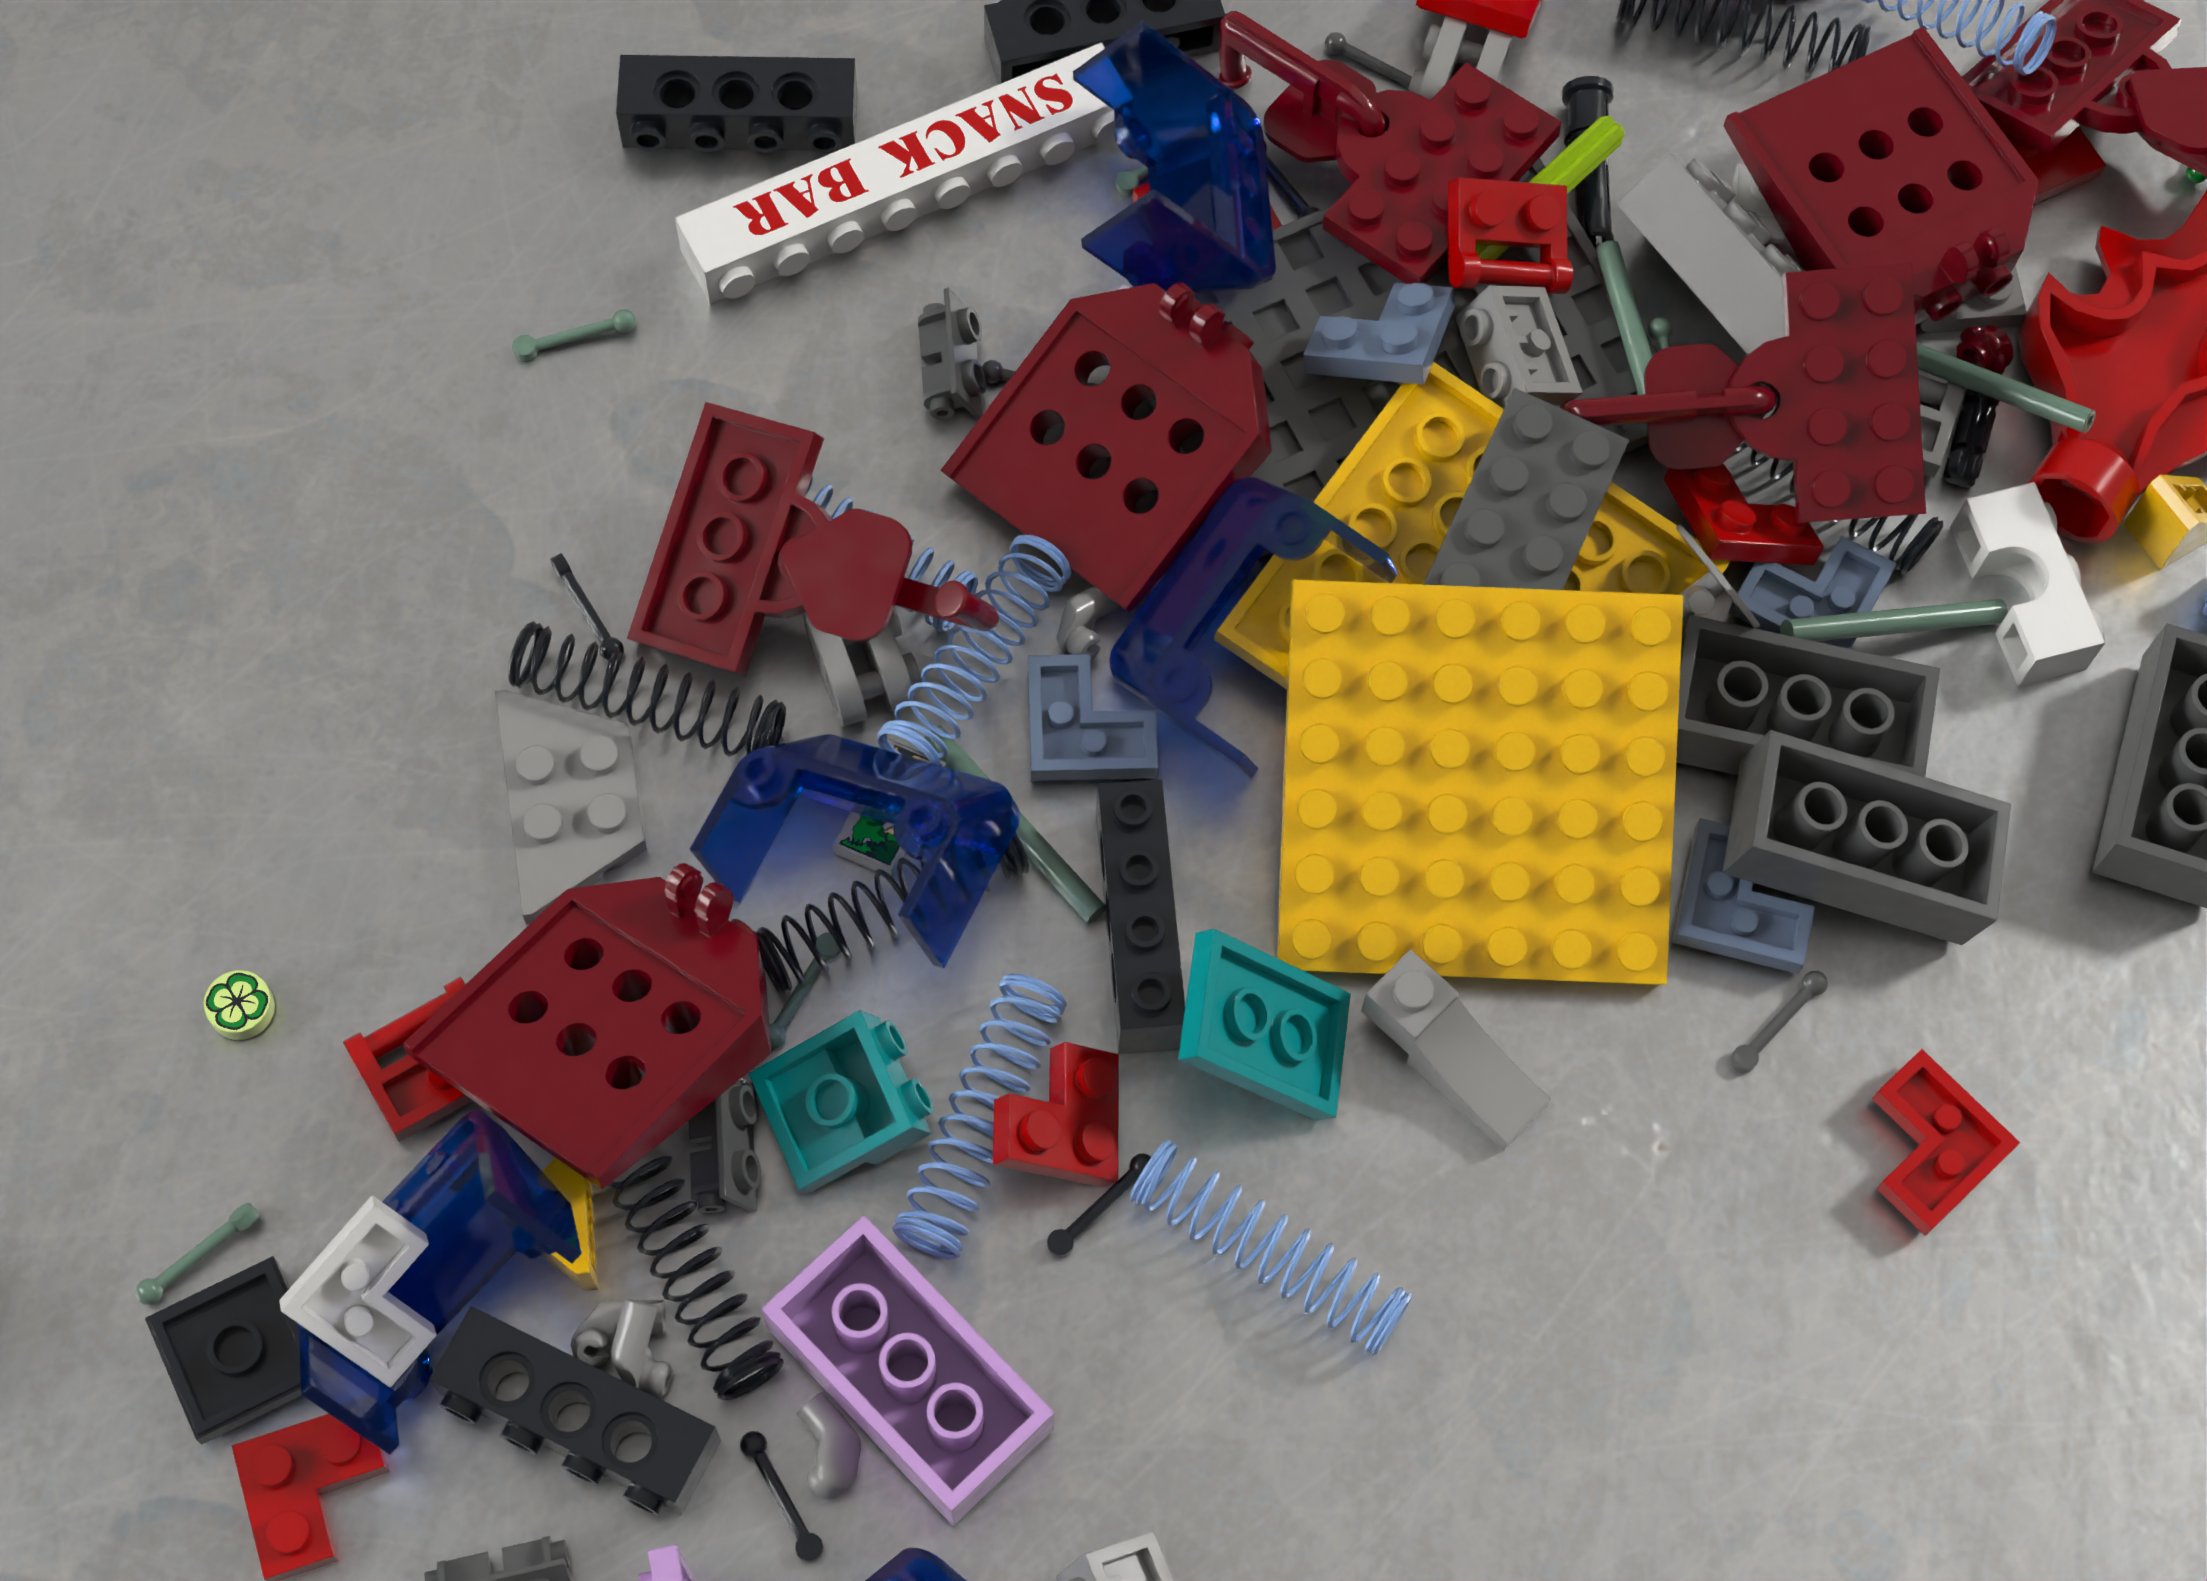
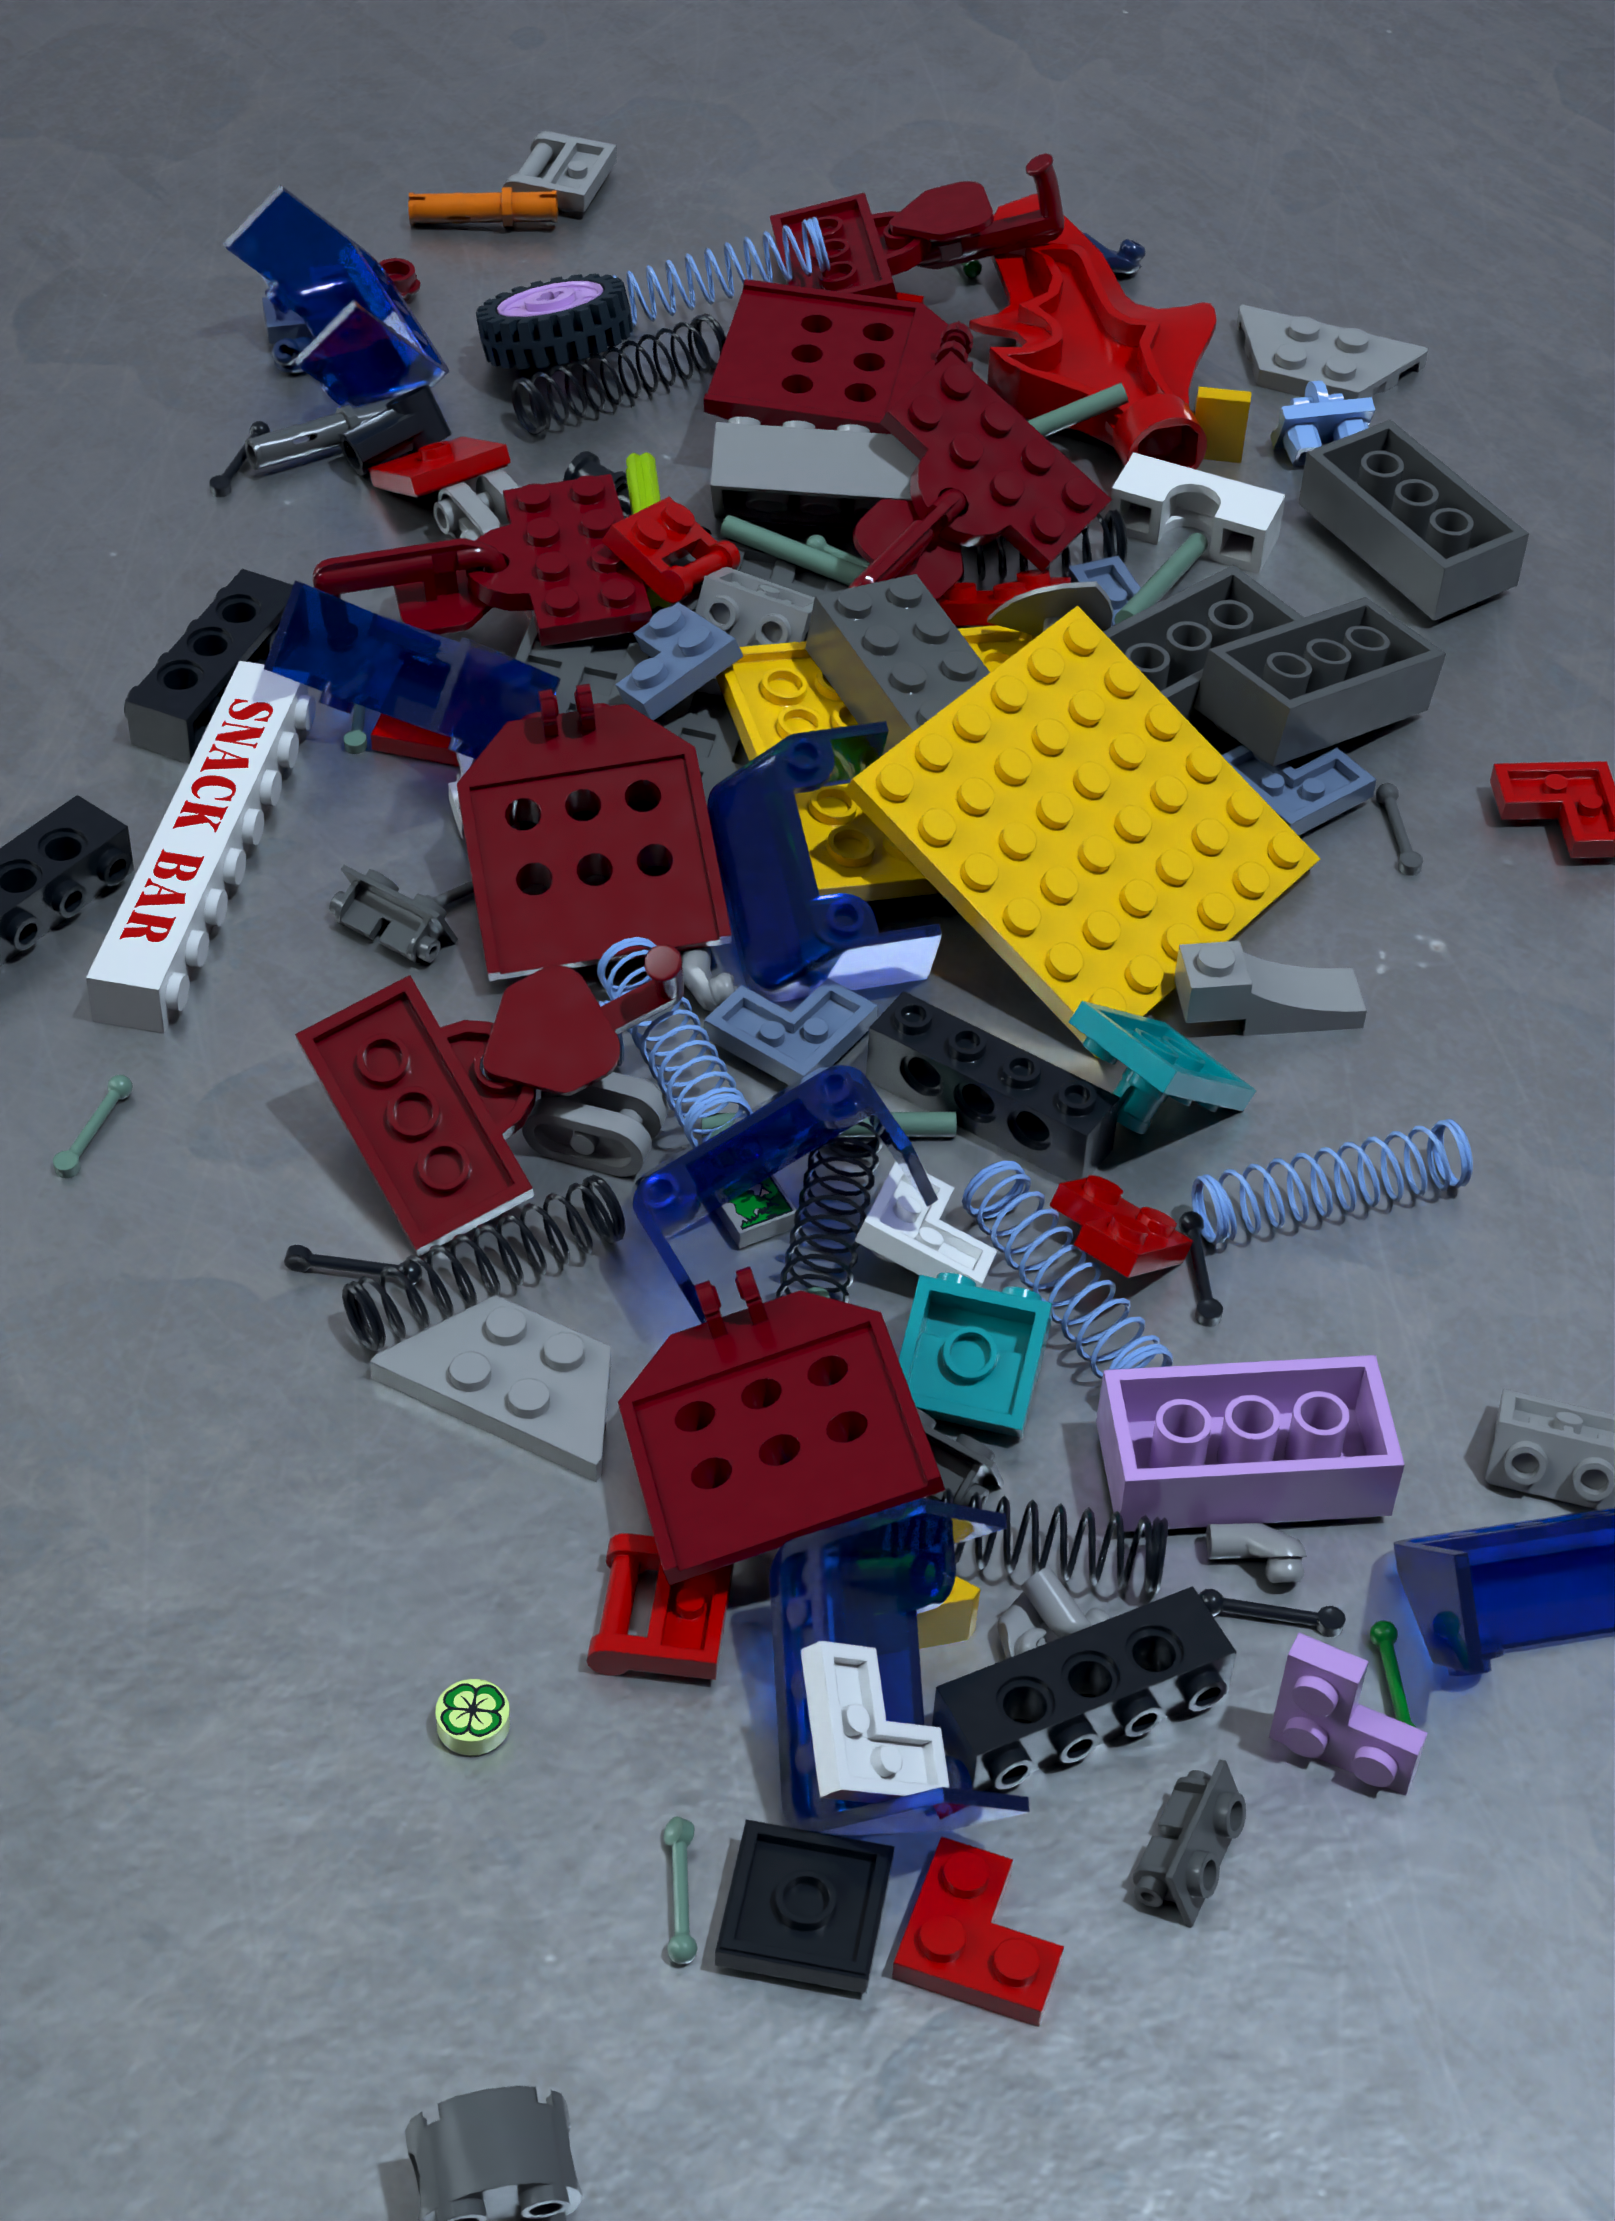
camera: 50 degrees left, 20 degrees down
(931, 998) = (911, 1234): none -> white plate

